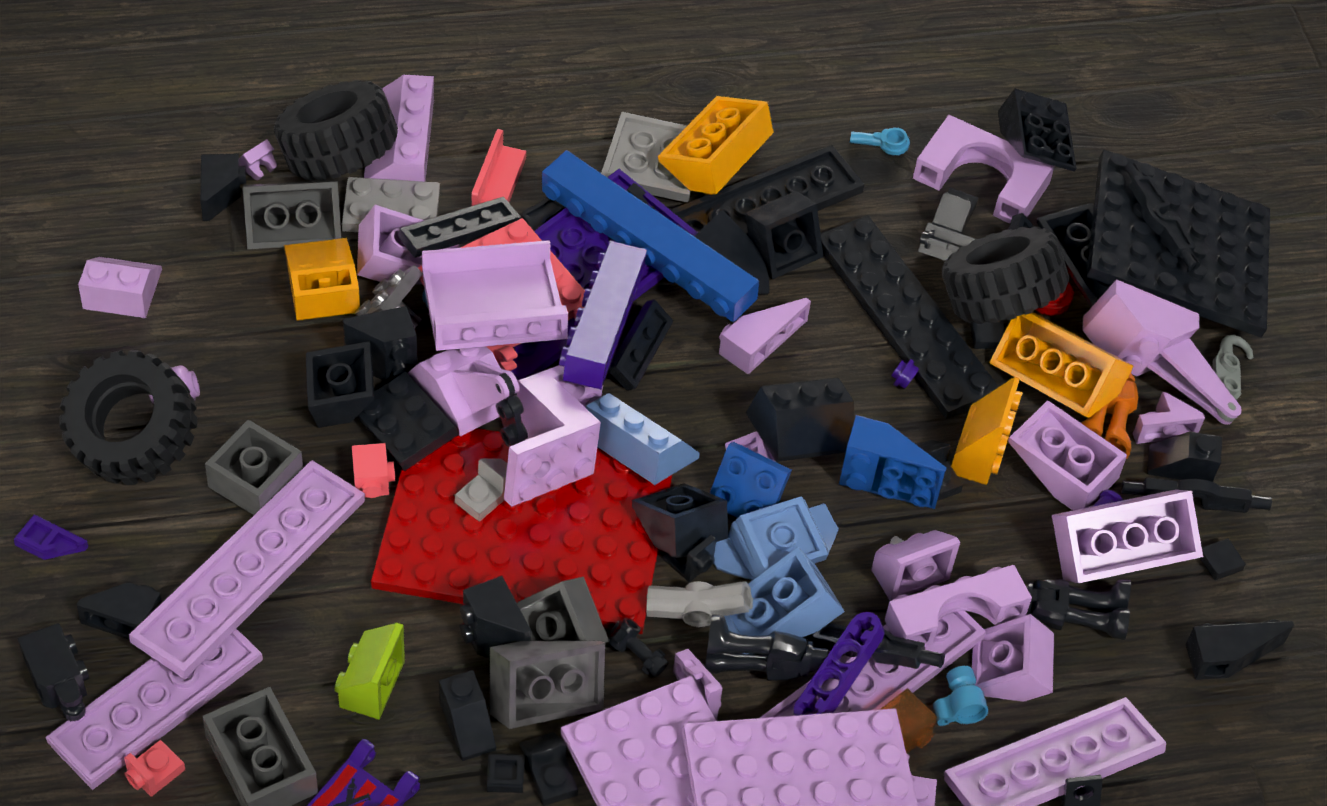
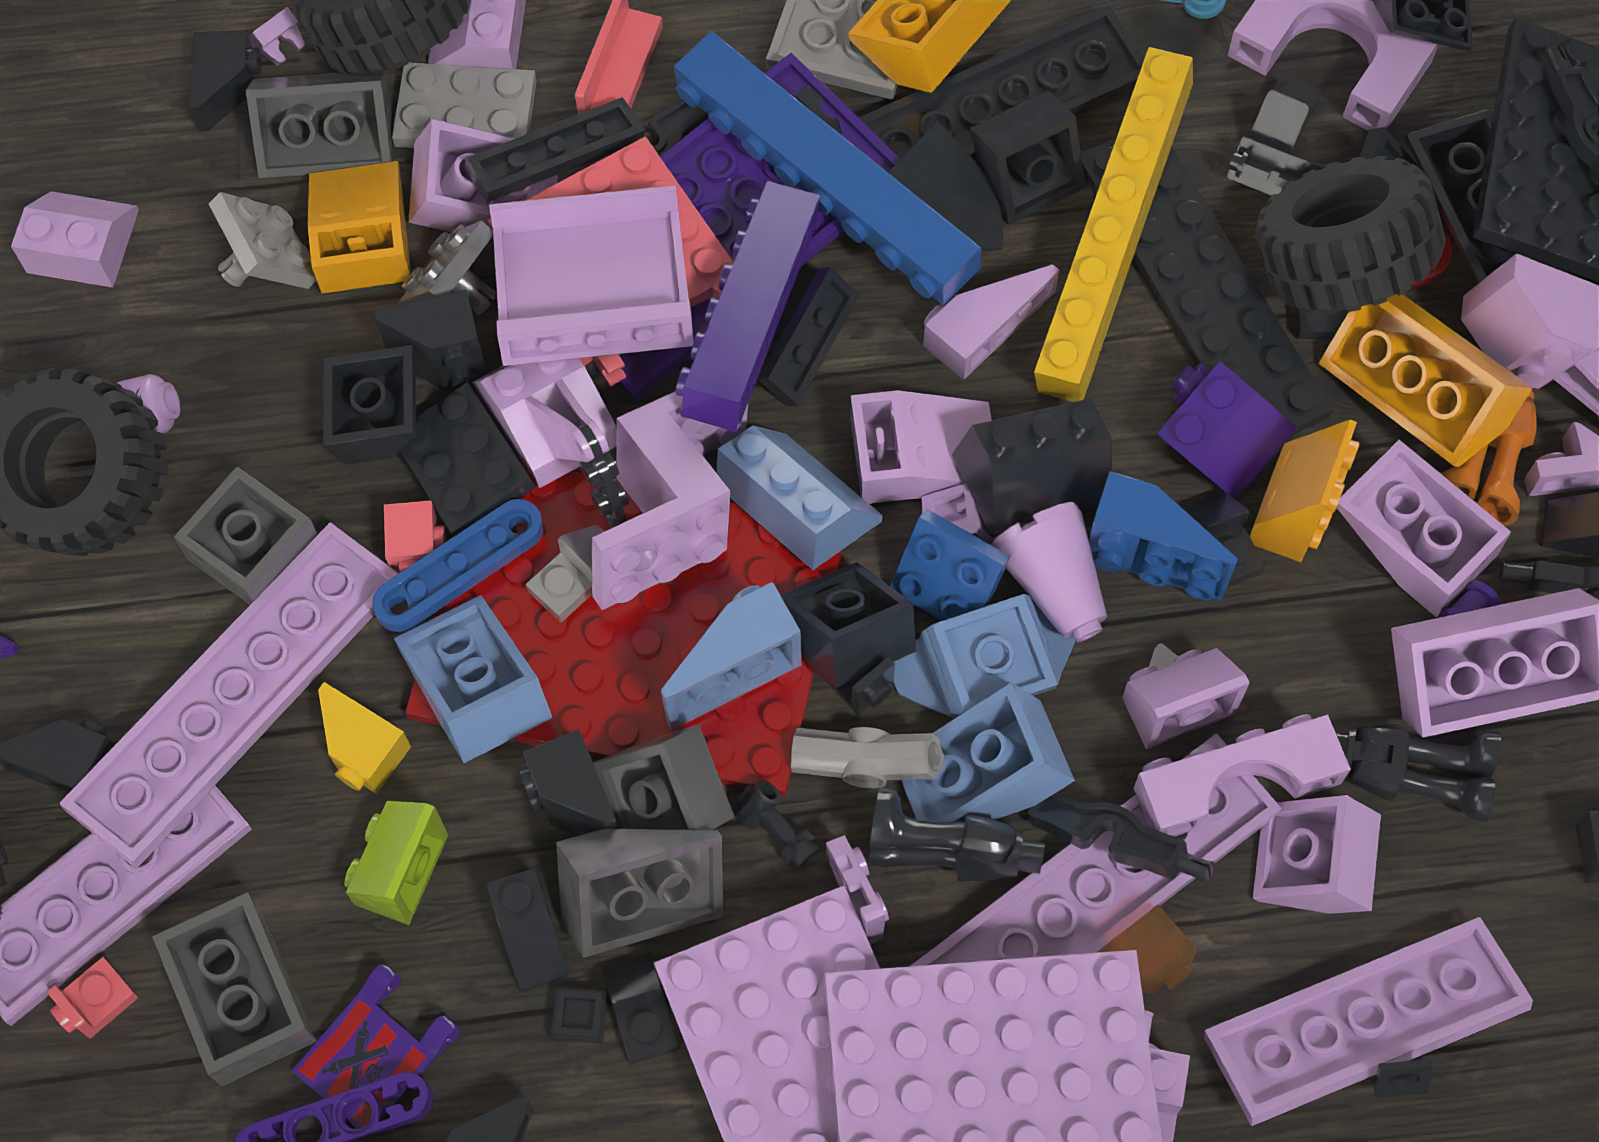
camera: 10 degrees right, 15 degrees up
(255, 285) = (261, 243): none -> light grey plate
(341, 597) = (359, 741): none -> yellow slope
(406, 483) = (457, 565): none -> blue plate
(423, 553) = (474, 678): none -> medium blue slope
(608, 532) = (739, 652): none -> medium blue slope
(712, 408) = (908, 442): none -> lavender slope
(822, 482) = (1057, 569): none -> lavender cone
(844, 672) = (1051, 874): dark purple beam -> none
(846, 273) = (1114, 226): none -> yellow brick
(931, 398) = (1228, 430): none -> dark purple slope
(966, 701) = (1245, 917): dark azure piece -> none

